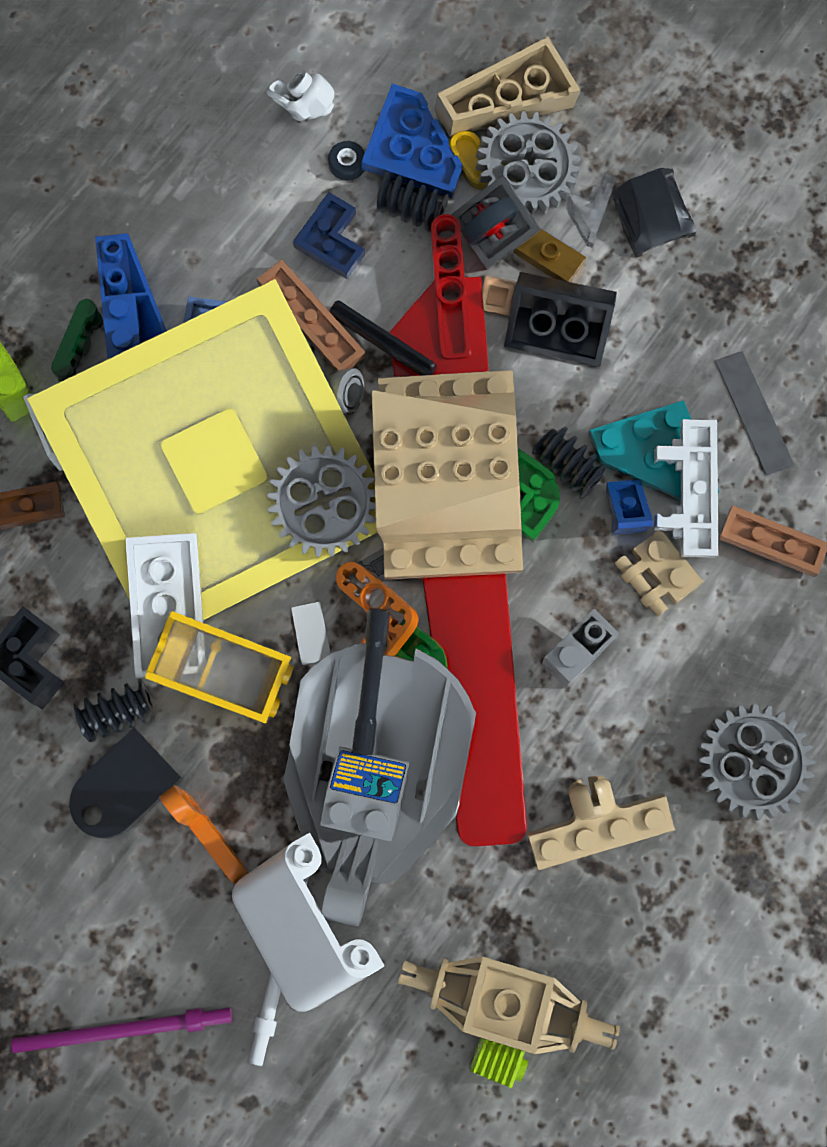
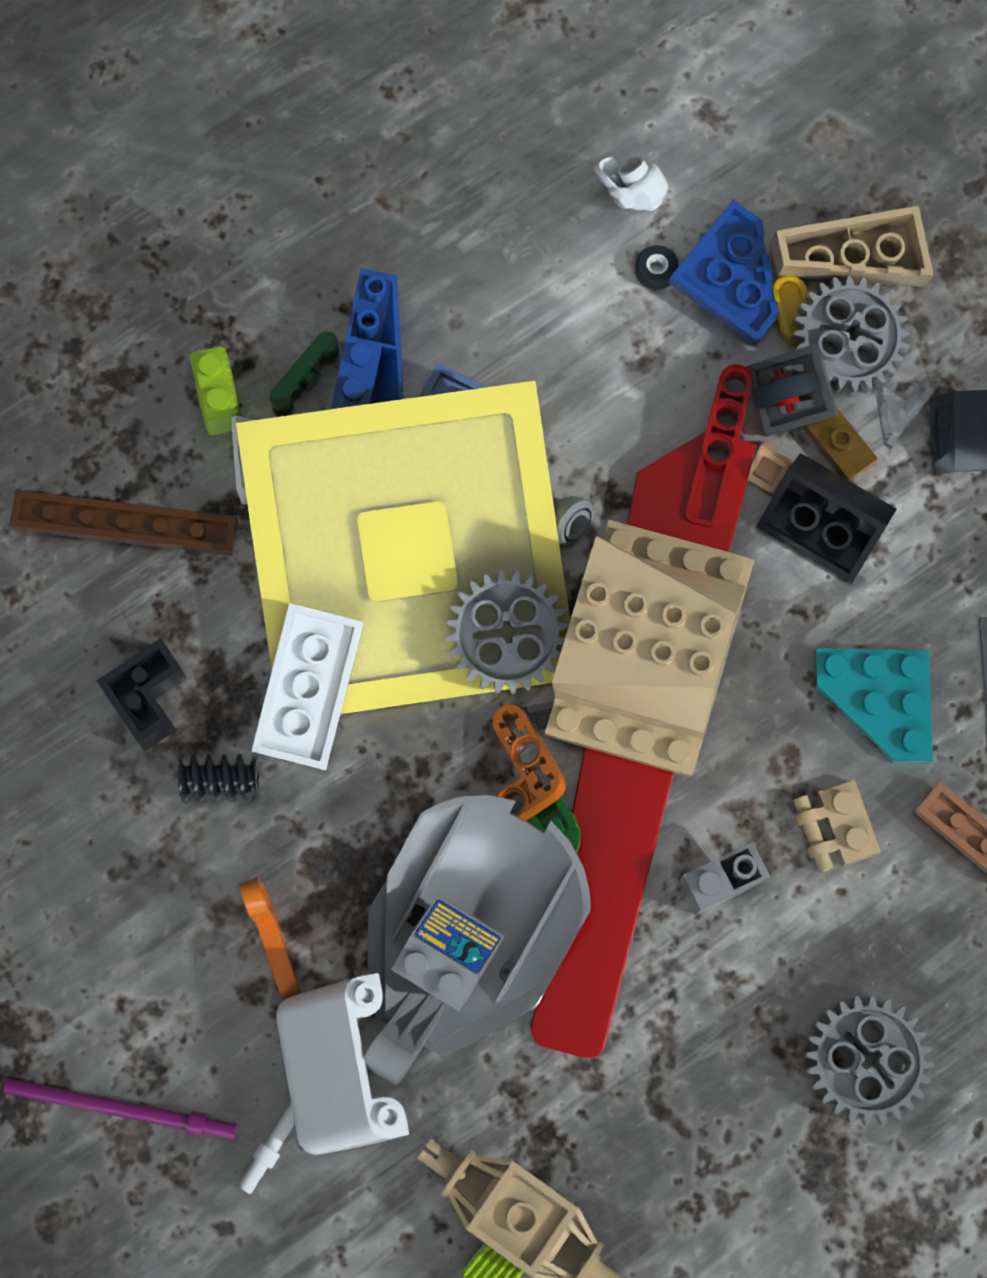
camera: 15 degrees right, 0 degrees up
(123, 785) = (203, 859): black tile -> none
(219, 667) = (341, 770): clear door -> none
(310, 632) = (448, 765): white sticker -> none
(315, 320) = (562, 430): nougat plate -> none
(323, 239) = (601, 346): dark blue plate -> none
(375, 641) = (474, 878): black piece -> none
(382, 339) = (628, 477): black axle -> none
(408, 202) = (707, 337): black piece -> none
(539, 493) = (739, 699): green plate -> none
(570, 460) = (783, 675): black piece -> none
(598, 824) = (681, 1068): tan plate -> none
(628, 507) = (828, 745): blue slope -> none
(698, 515) = (899, 778): white hinge -> none

